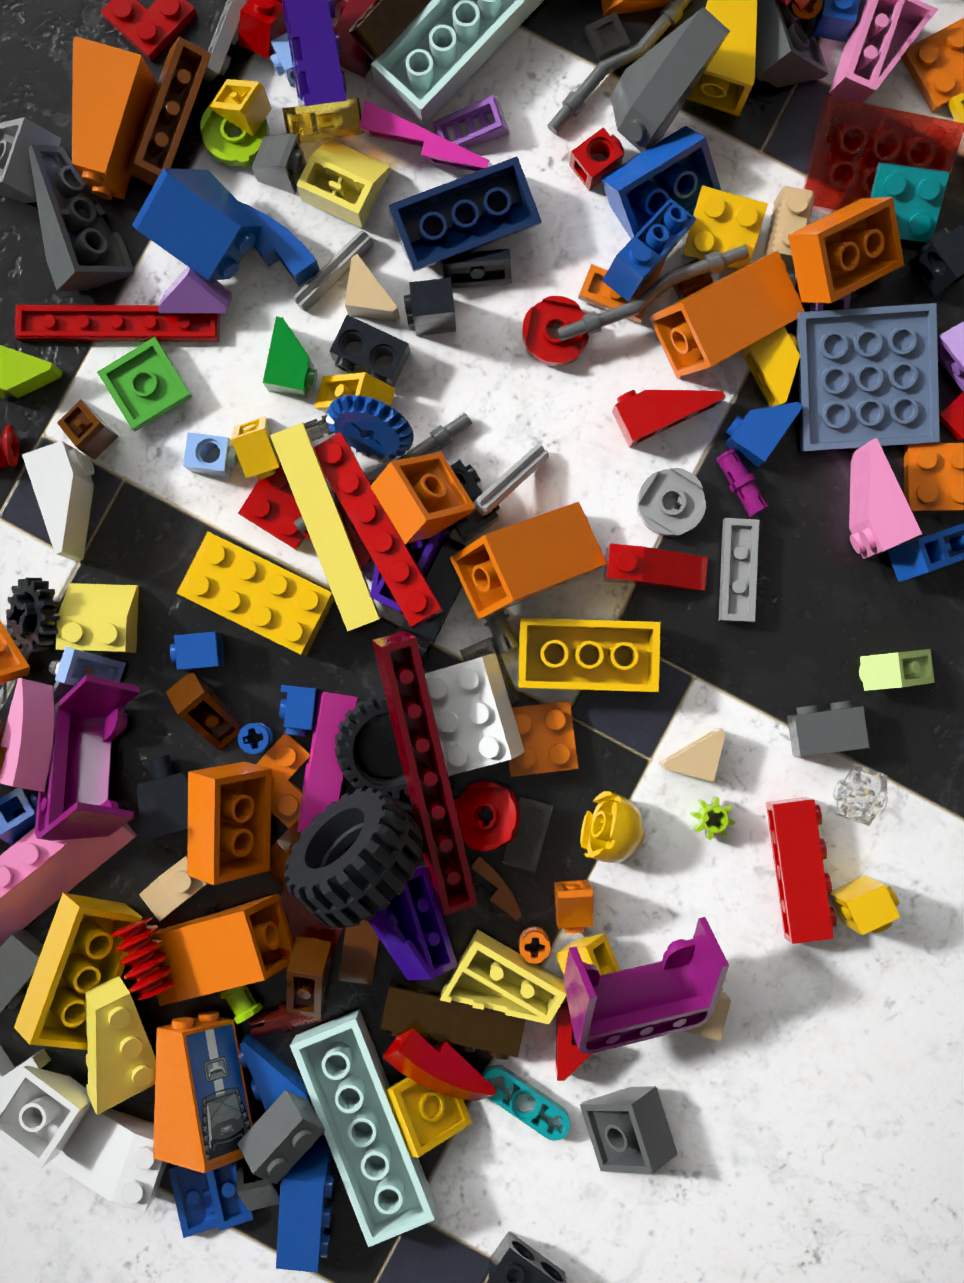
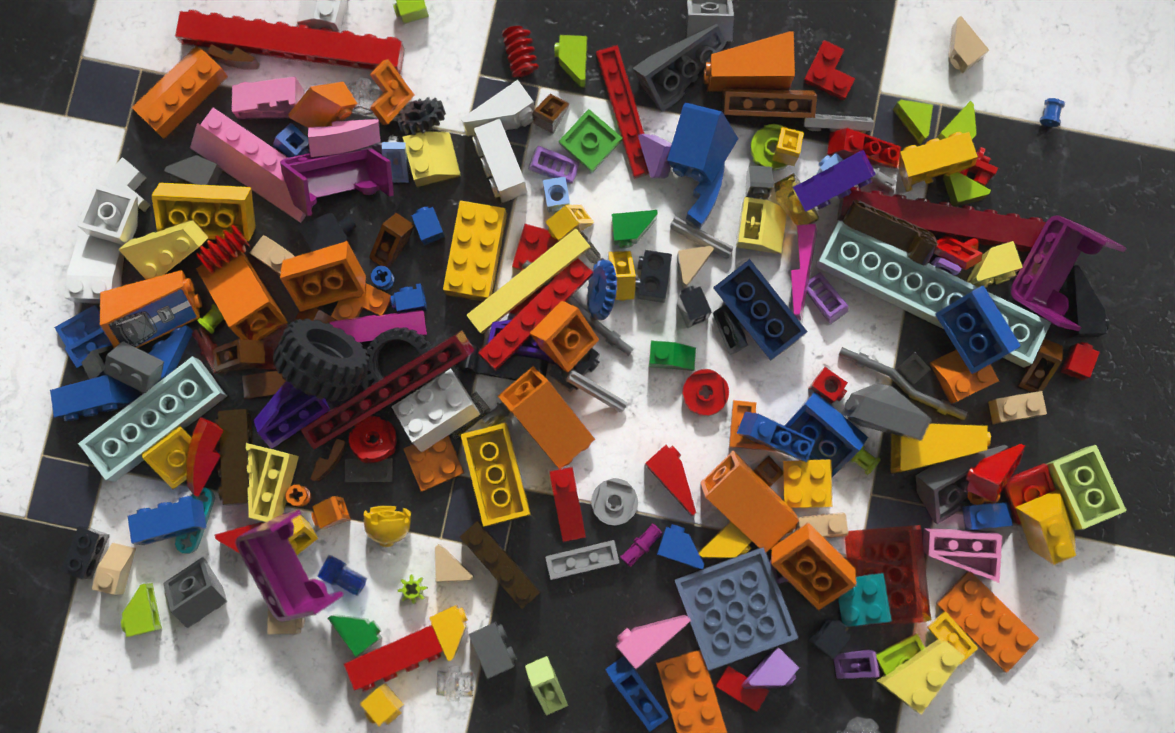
camera: 75 degrees right, 5 degrees down
(135, 519) = (499, 161): none -> white brick
(173, 455) = (550, 172): none -> medium lavender slope
(489, 363) = (671, 355): none -> green slope
(517, 1144) = (166, 521): none -> blue brick
(563, 1238) = (114, 569): none -> tan slope
(637, 1213) = (141, 612): none -> lime slope
(658, 919) = (337, 573): none -> clear blue piece
(712, 264) = (780, 482): dark grey bar -> none
(715, 685) = (500, 564): none -> dark brown brick
(720, 137) = (865, 460): none -> lime bush
(749, 914) = (356, 632): none -> green slope
(782, 781) = (450, 628): none -> yellow slope

